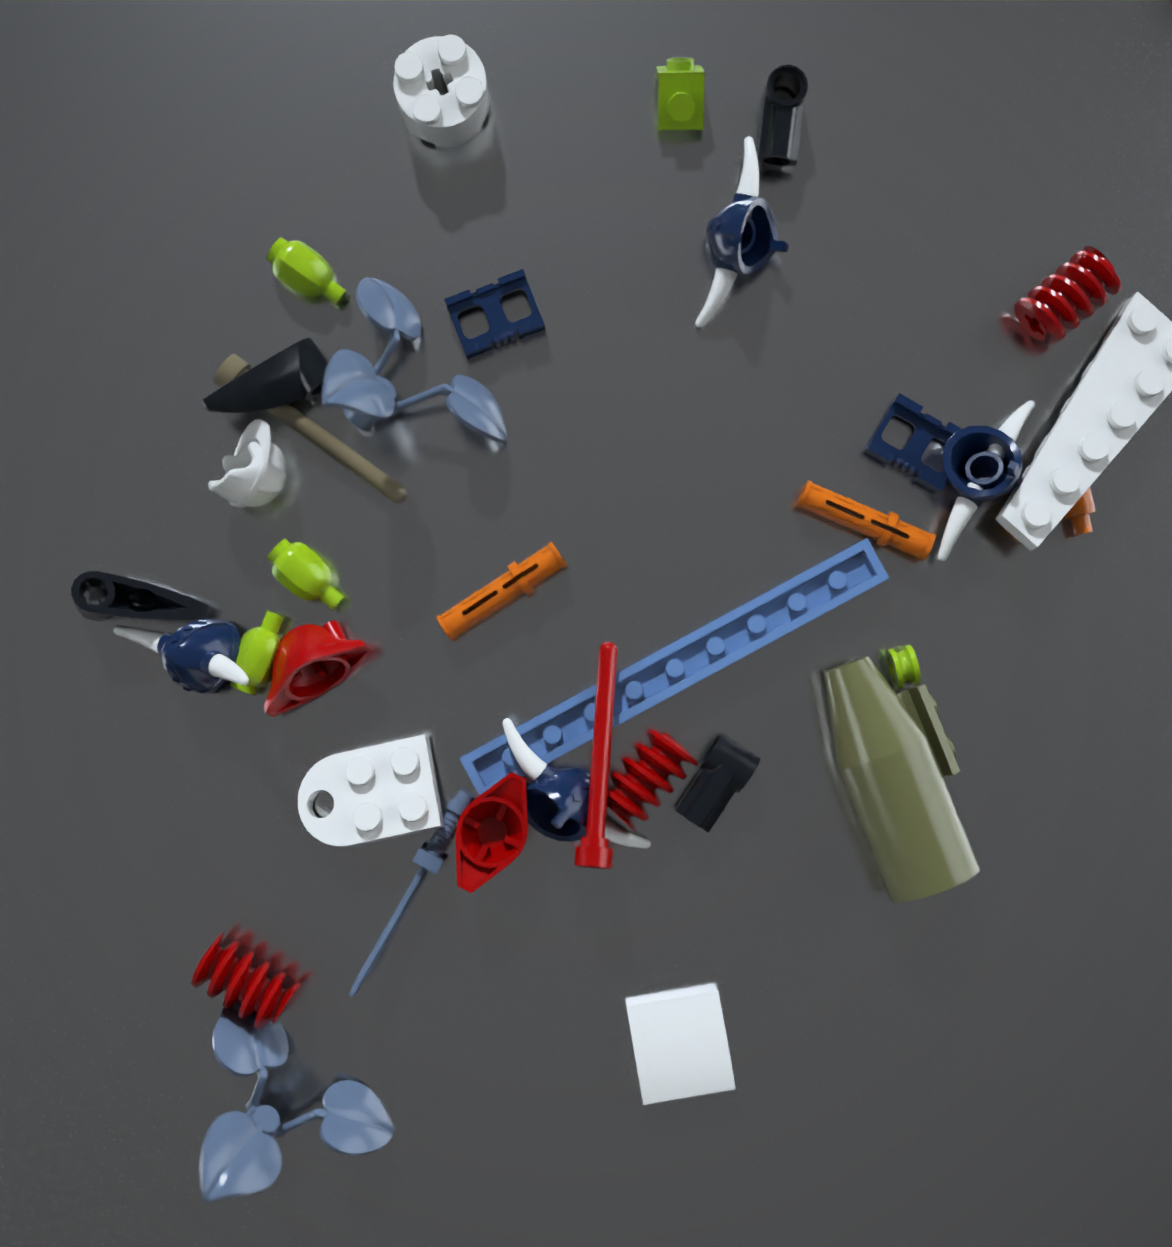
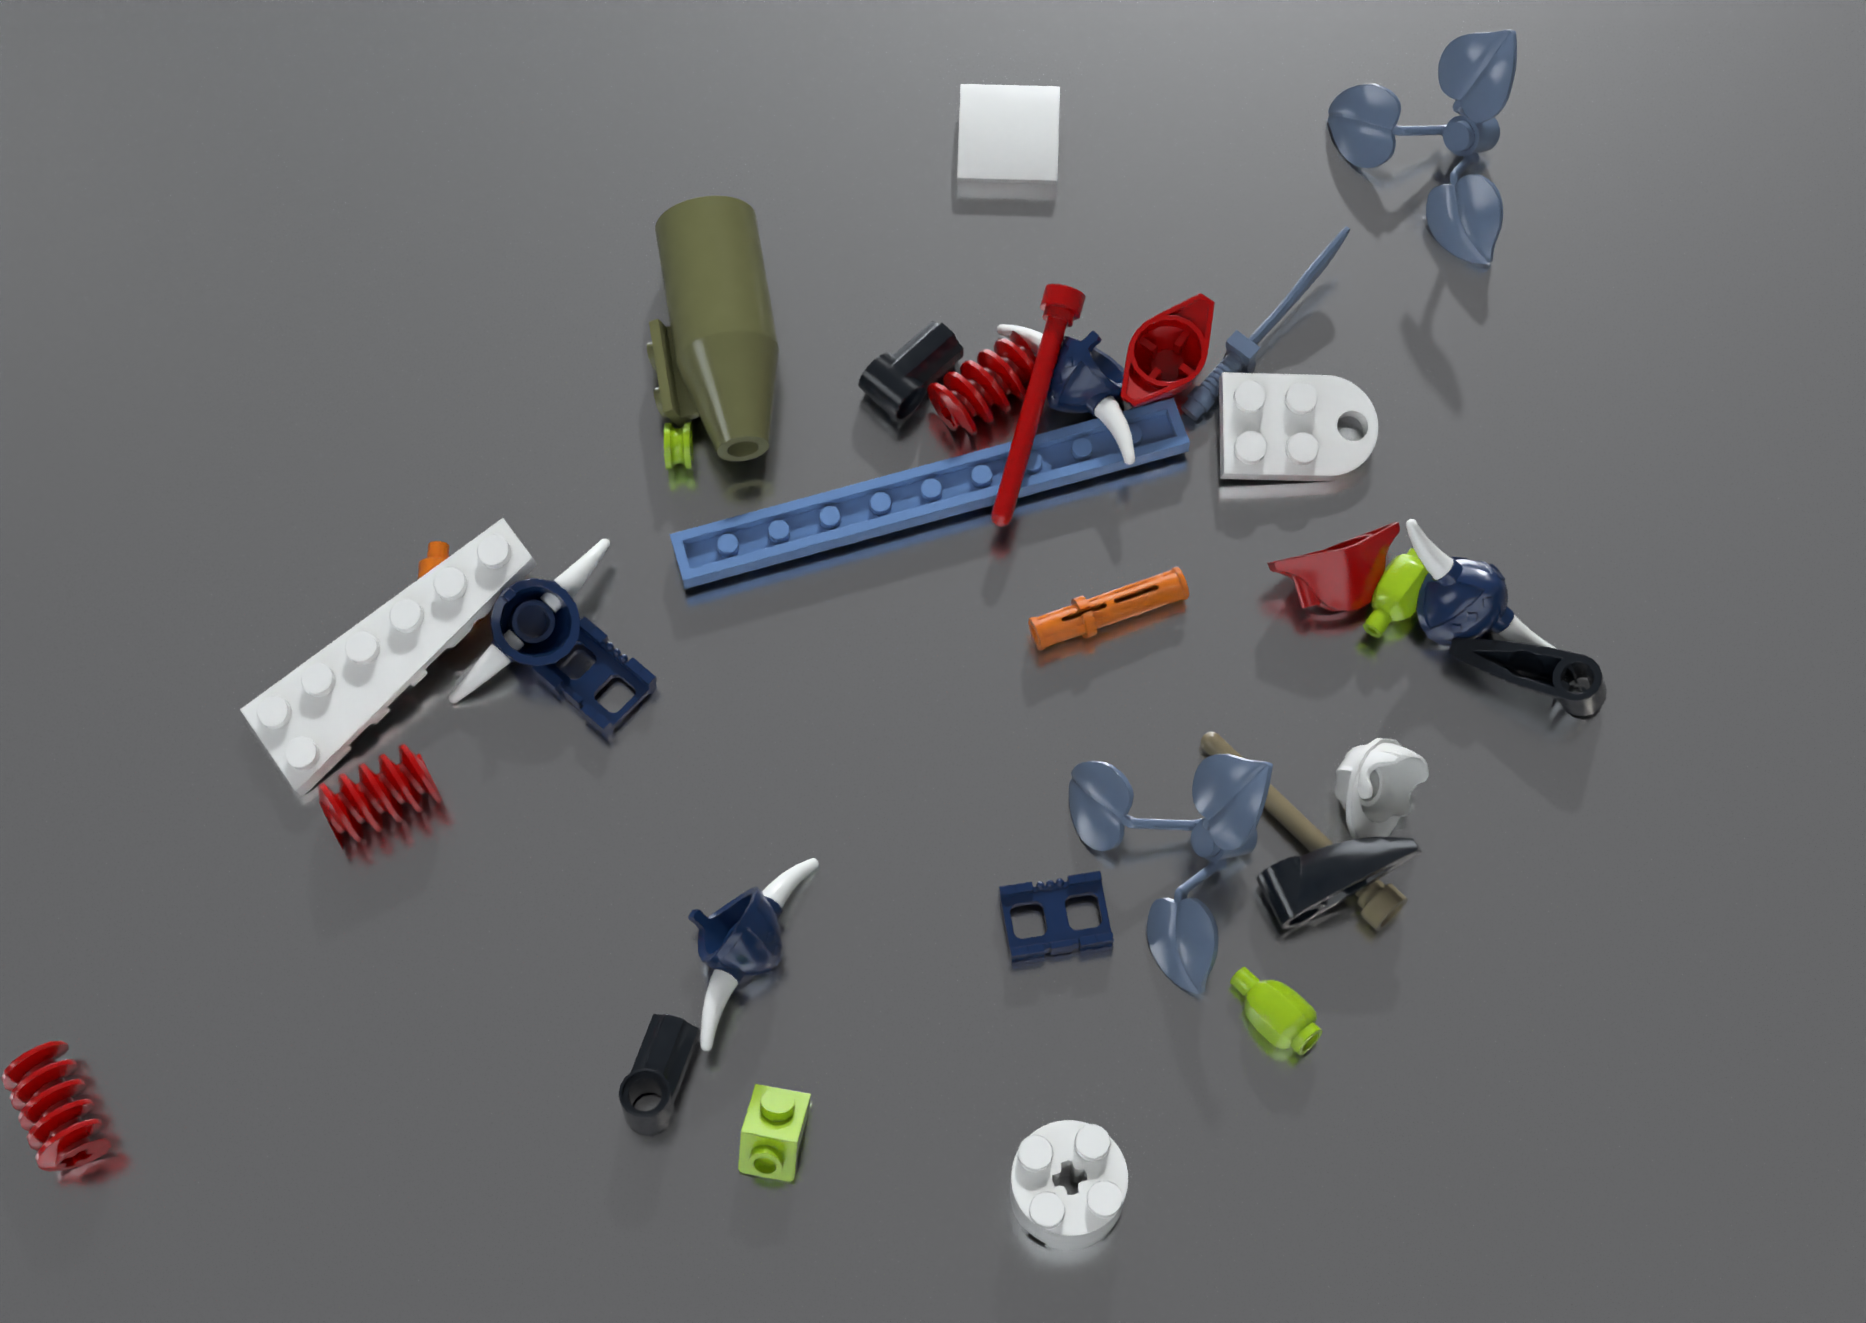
camera: 170 degrees left, 20 degrees down
(243, 983) = (1459, 268): red piece -> none
(303, 573) = (1333, 668): lime plant -> none
(916, 541) = (660, 592): orange pin -> none

